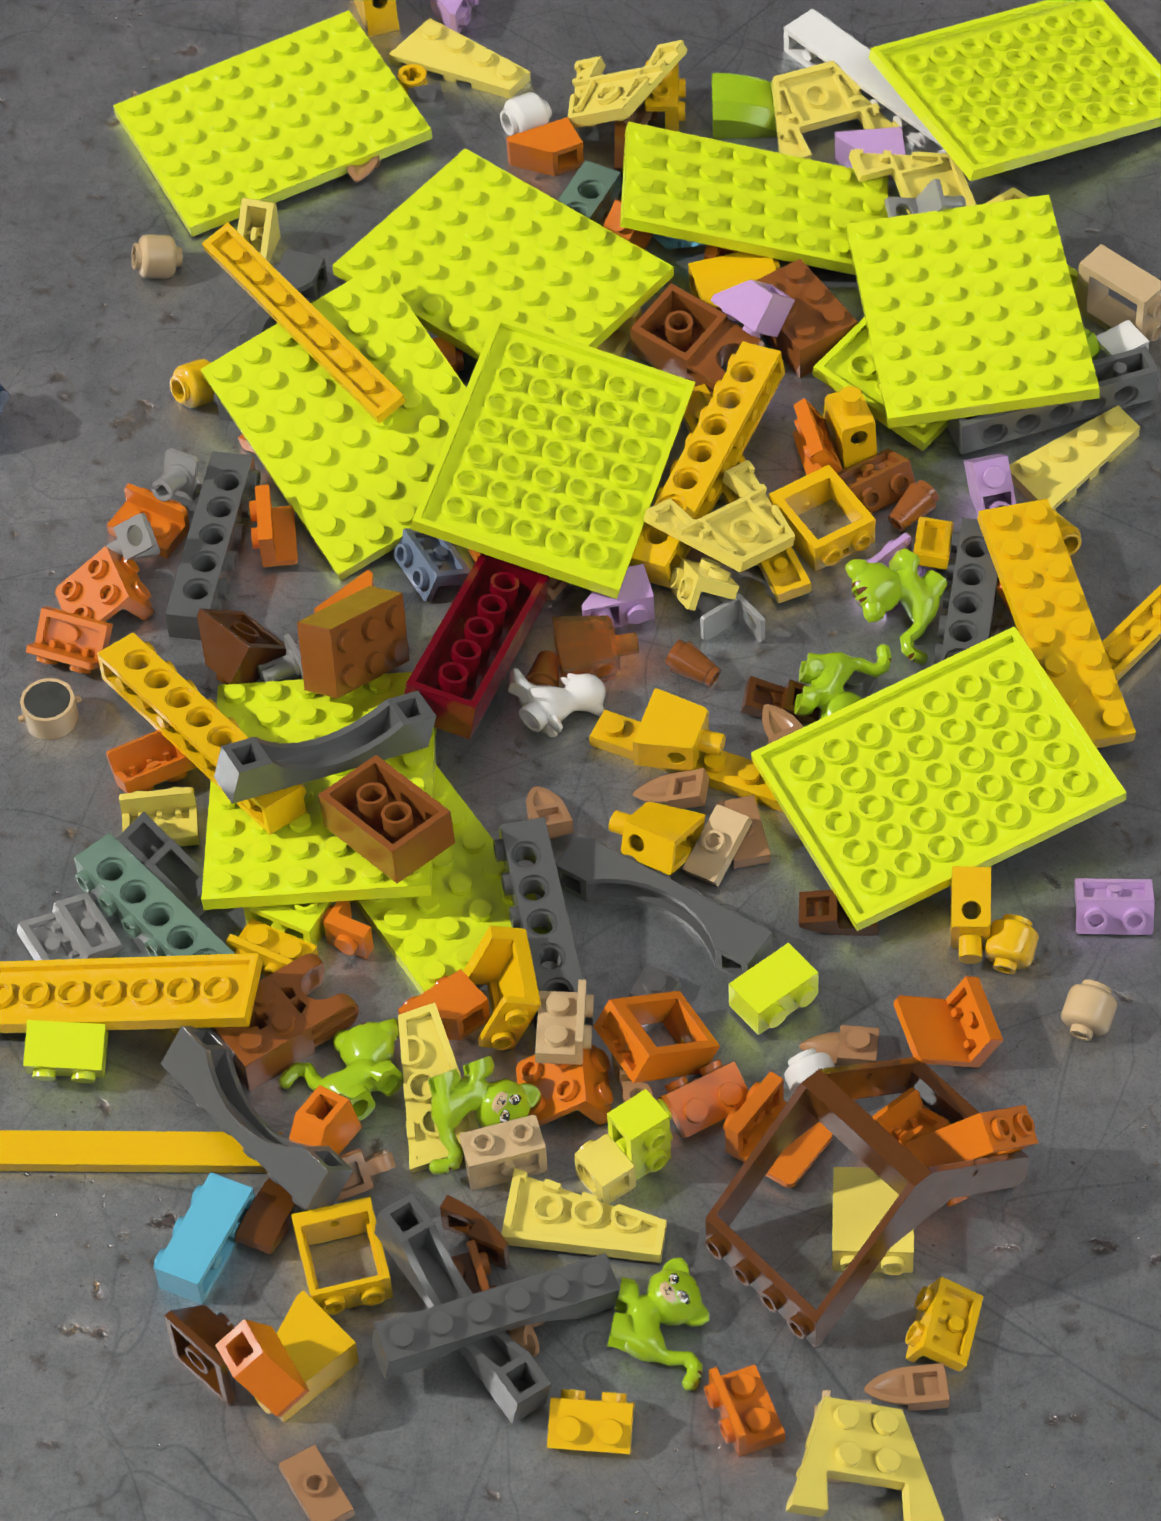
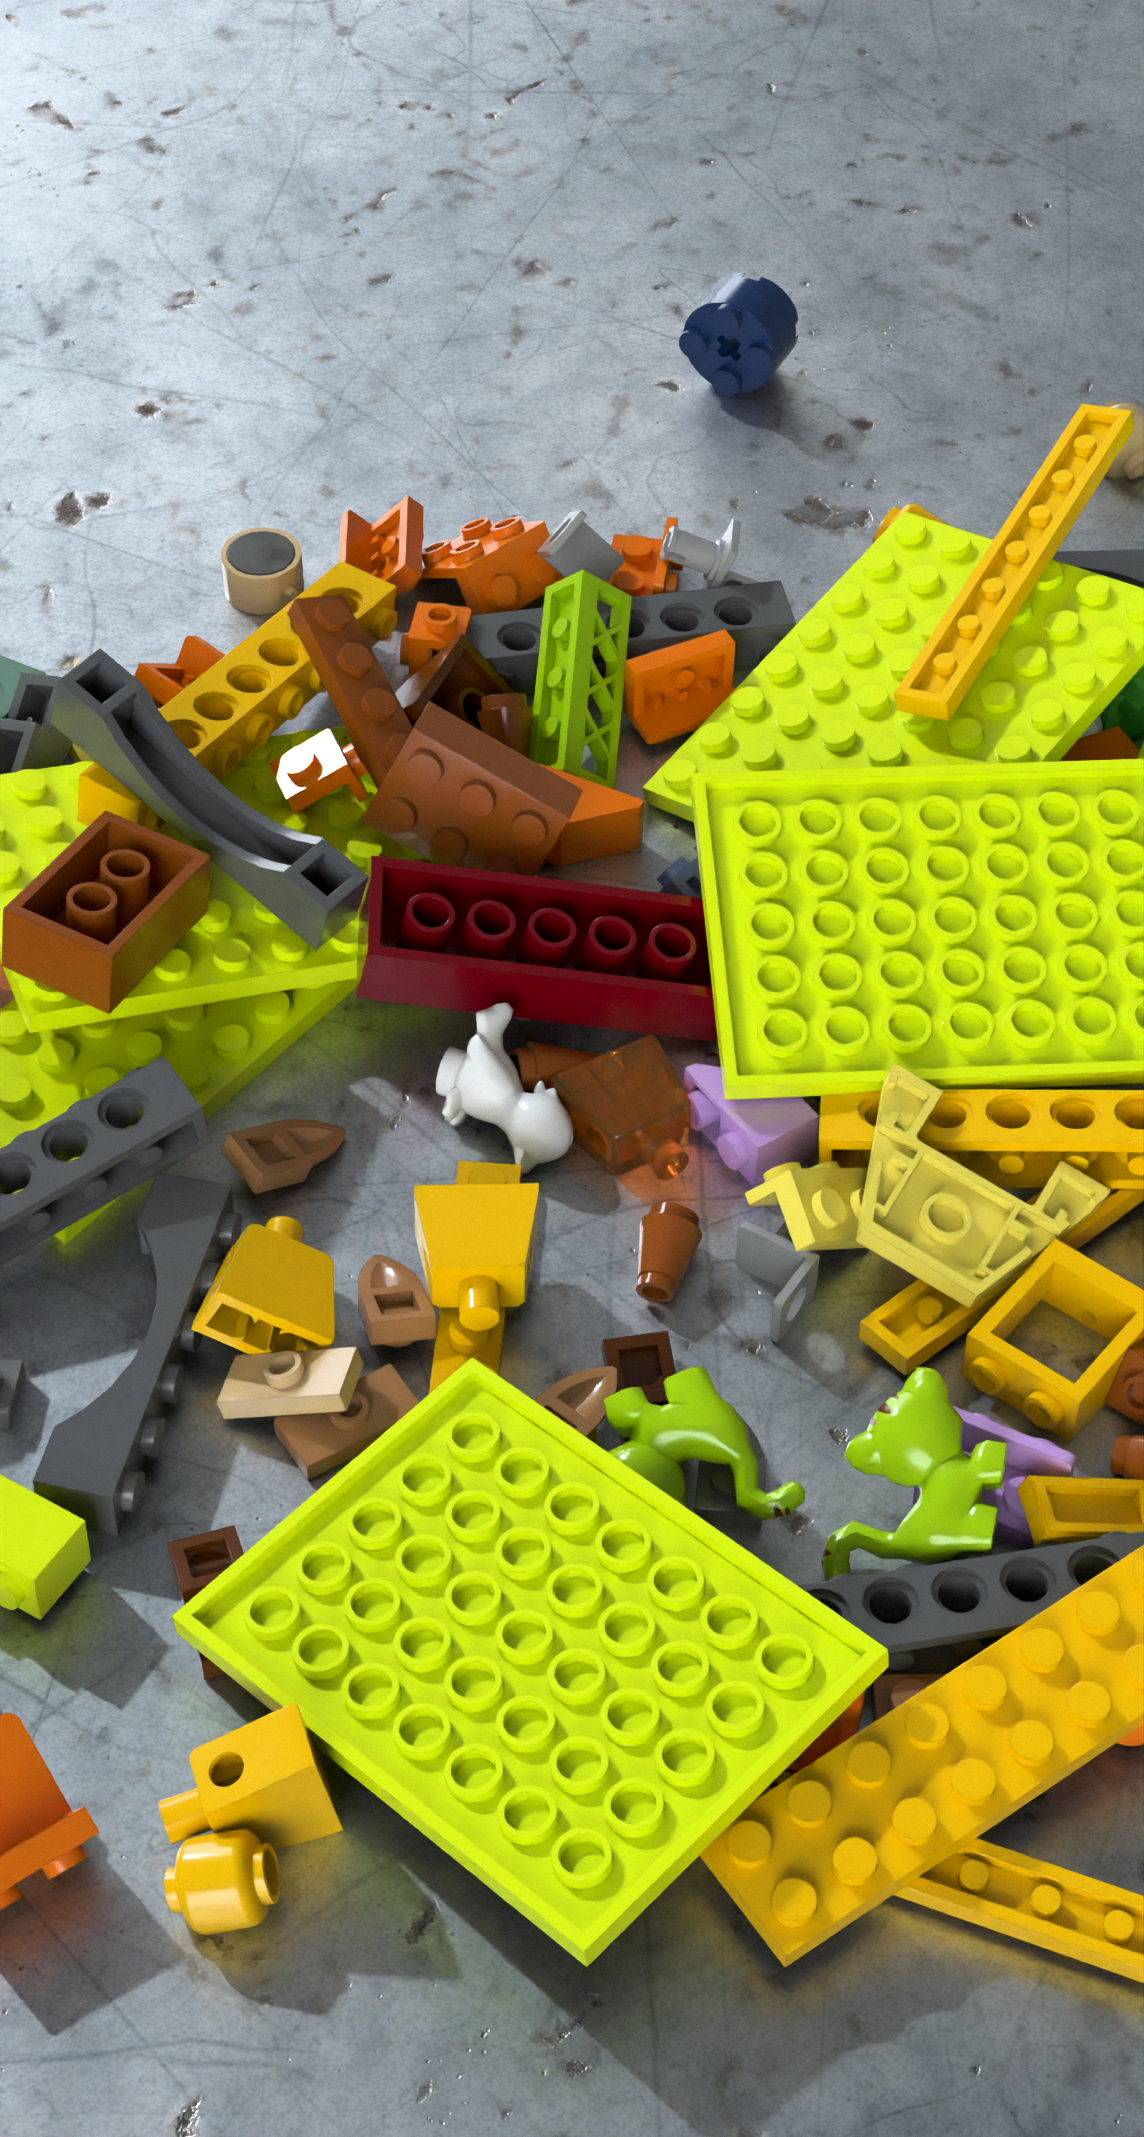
camera: 65 degrees right, 5 degrees down
(169, 633) = (431, 631): none -> orange bracket
(226, 671) = (352, 680): none -> dark orange plate
(254, 572) = (569, 676): none -> lime fence
(269, 619) = (507, 720): none -> dark orange cone
(280, 710) = (319, 769): none -> orange bracket
(1089, 1009) = (109, 2055): tan head -> none
(1114, 906) = (380, 2035): lavender bracket -> none

